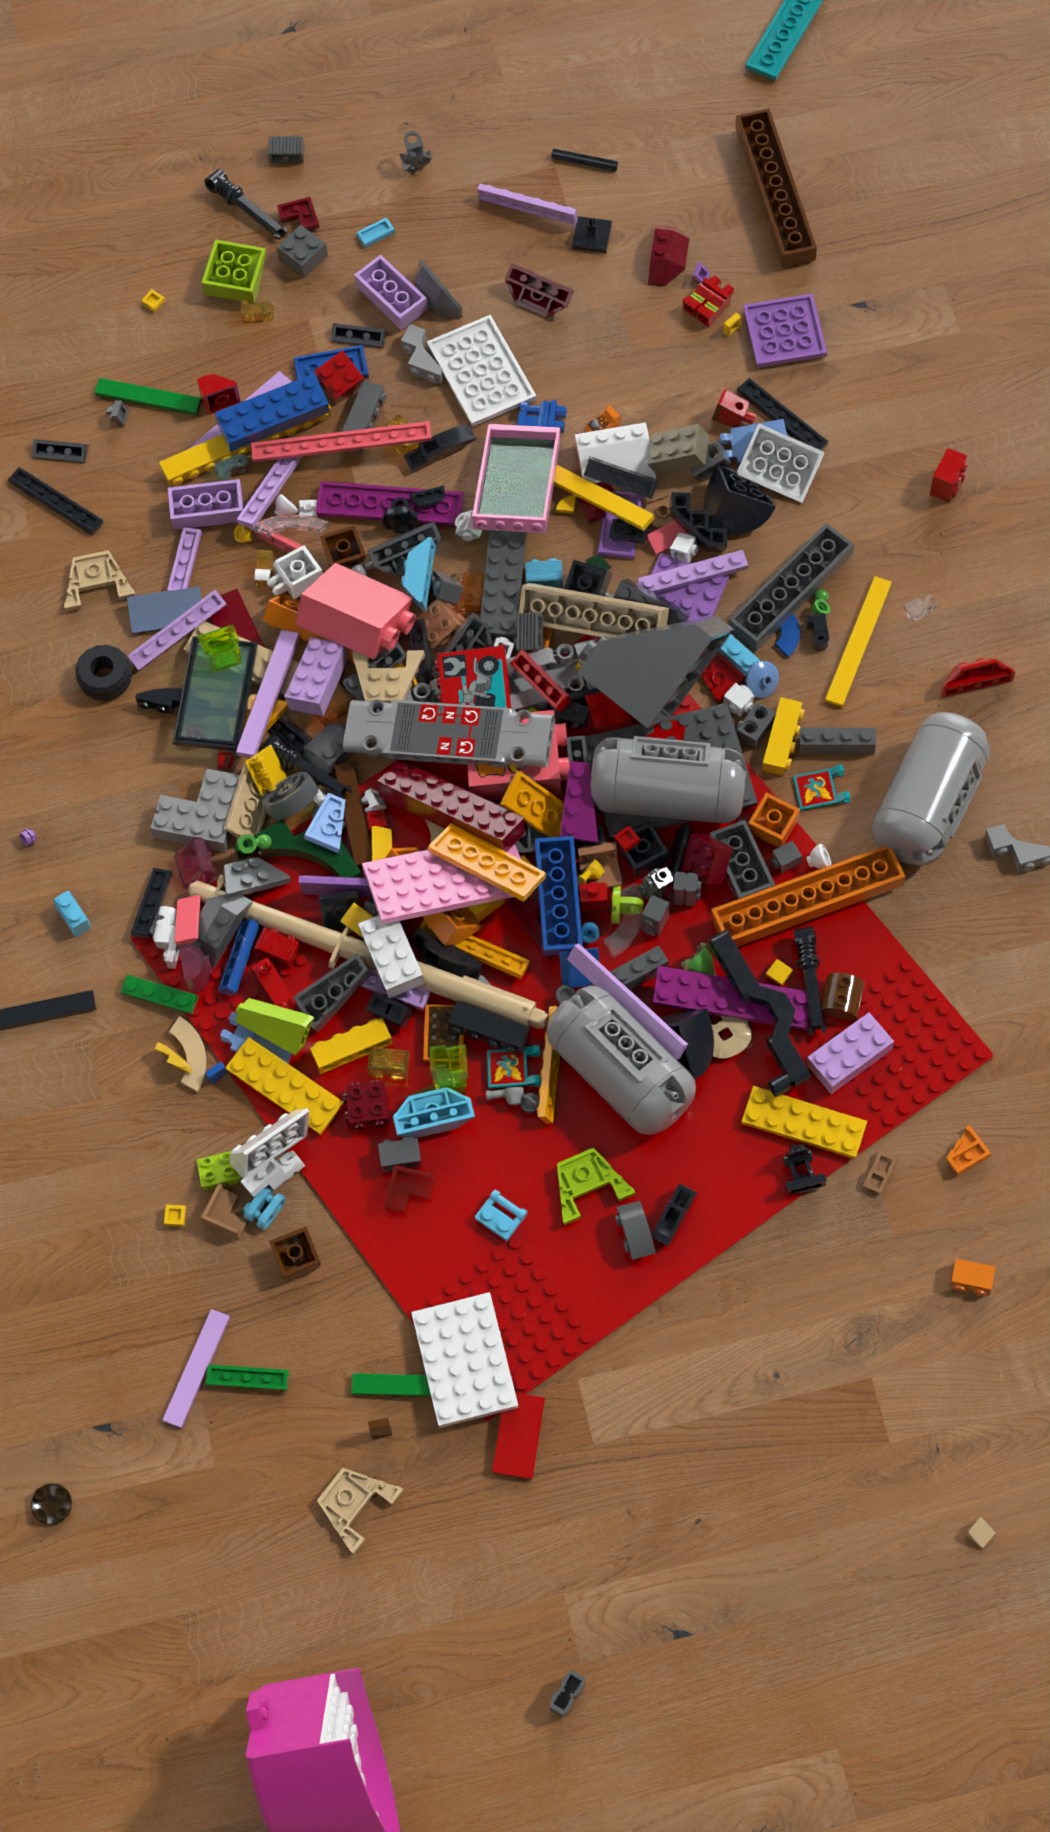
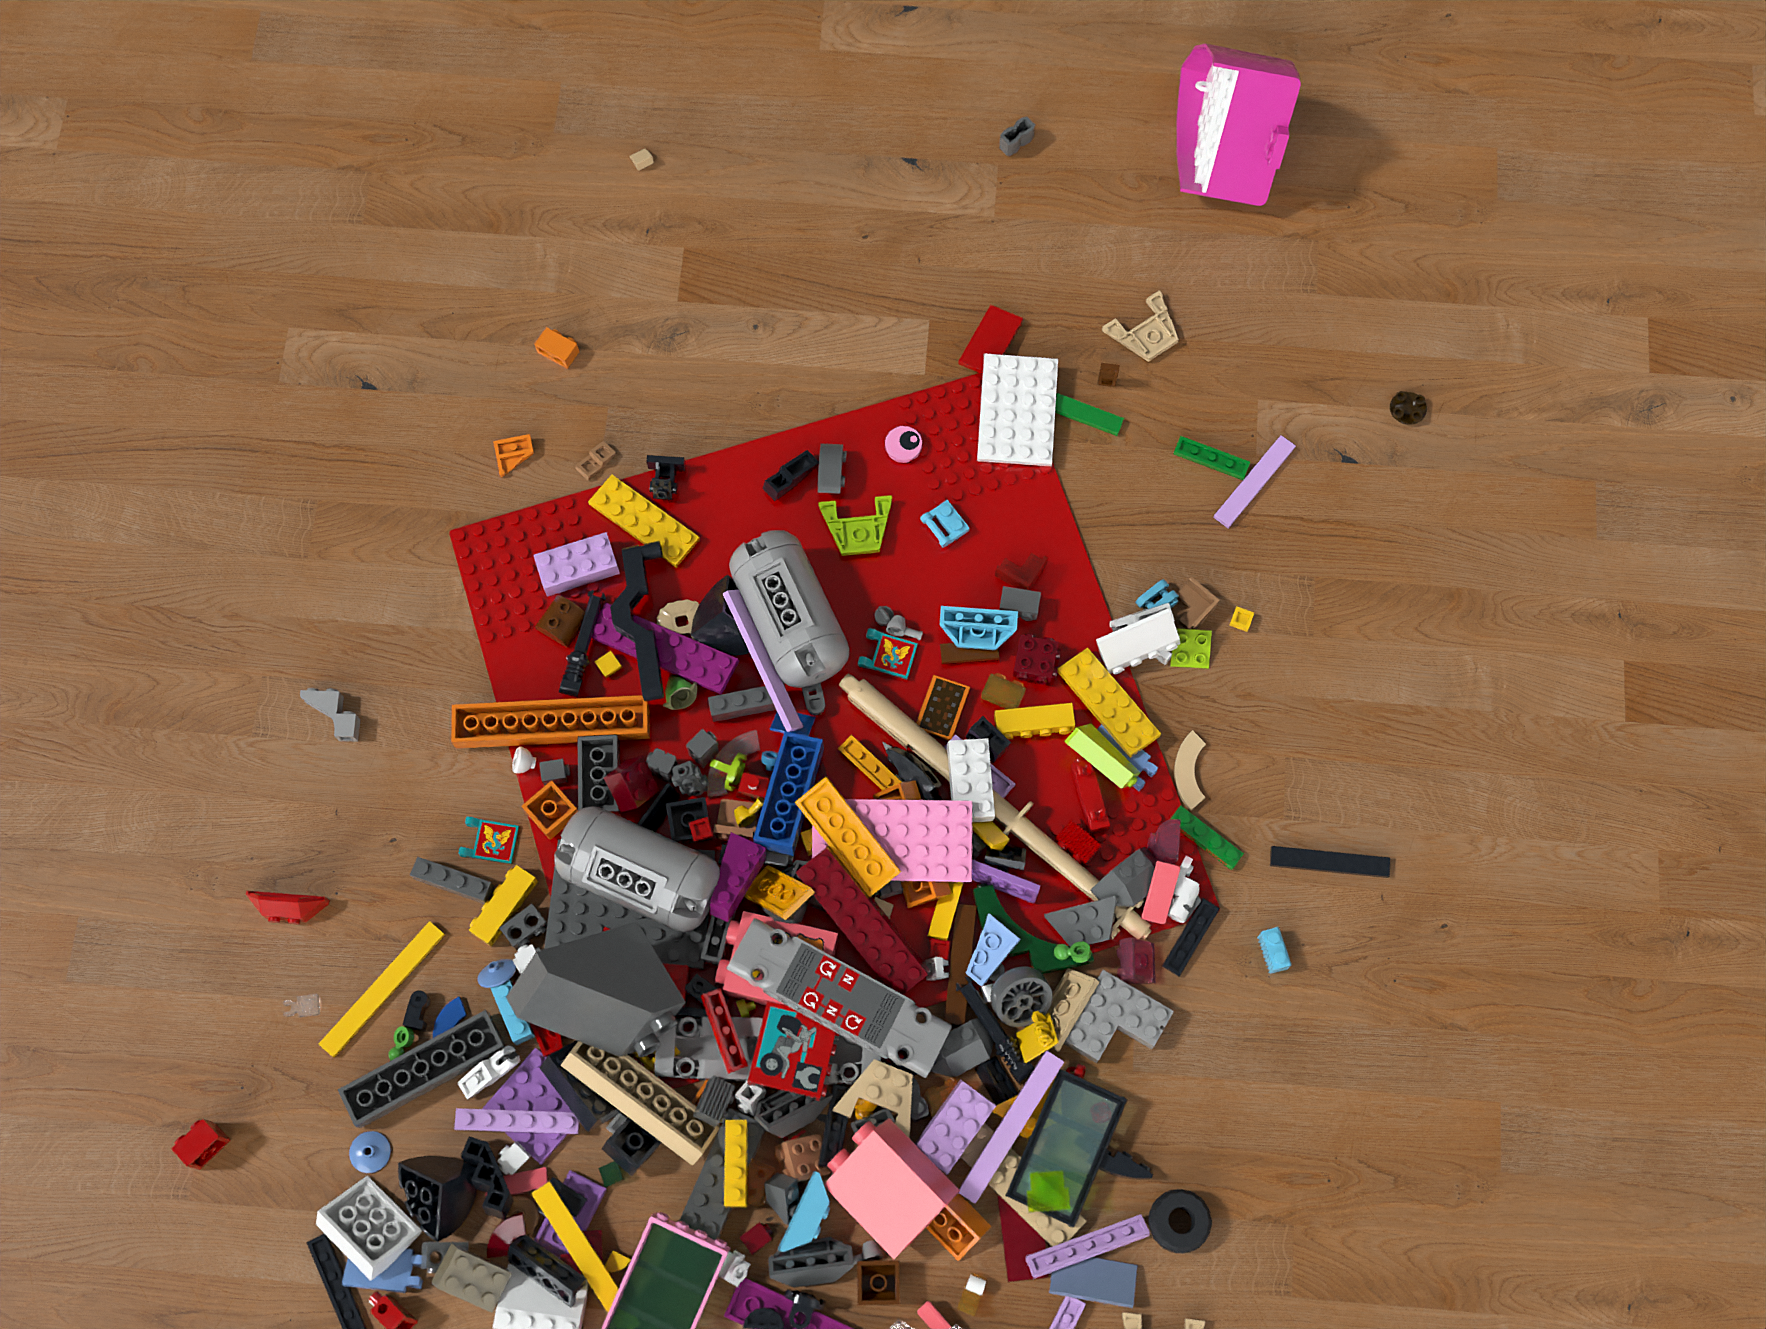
camera: 165 degrees left, 5 degrees up
(28, 837) = (1301, 1054): medium lavender plate -> none
(174, 1059) = (1204, 761): yellow slope -> none
(216, 1072) = (1169, 740): blue tile -> none
(238, 957) = (1119, 843): blue brick -> none
(294, 573) = (943, 1259): white hinge -> none
(295, 1254) = (1141, 543): reddish brown brick -> none
(332, 991) = (1038, 773): dark grey wedge -> none
(449, 1066) = (948, 663): clear neon green plate -> none
(457, 554) = (757, 1237): none -> dark red brick
(489, 1028) = (900, 691): black brick -> none
(491, 587) = (736, 1163): none -> yellow brick
(544, 572) = (672, 1180): medium azure brick -> none
(549, 1079) = (857, 635): light orange plate -> none
(571, 1286) = (903, 444): none -> bright pink tile
(662, 495) = (504, 1234): none -> tile
(733, 600) = (488, 1071): none -> white plate
(808, 527) = (379, 1156): none -> medium blue dish
(931, 788) = (386, 784): light grey piece -> none

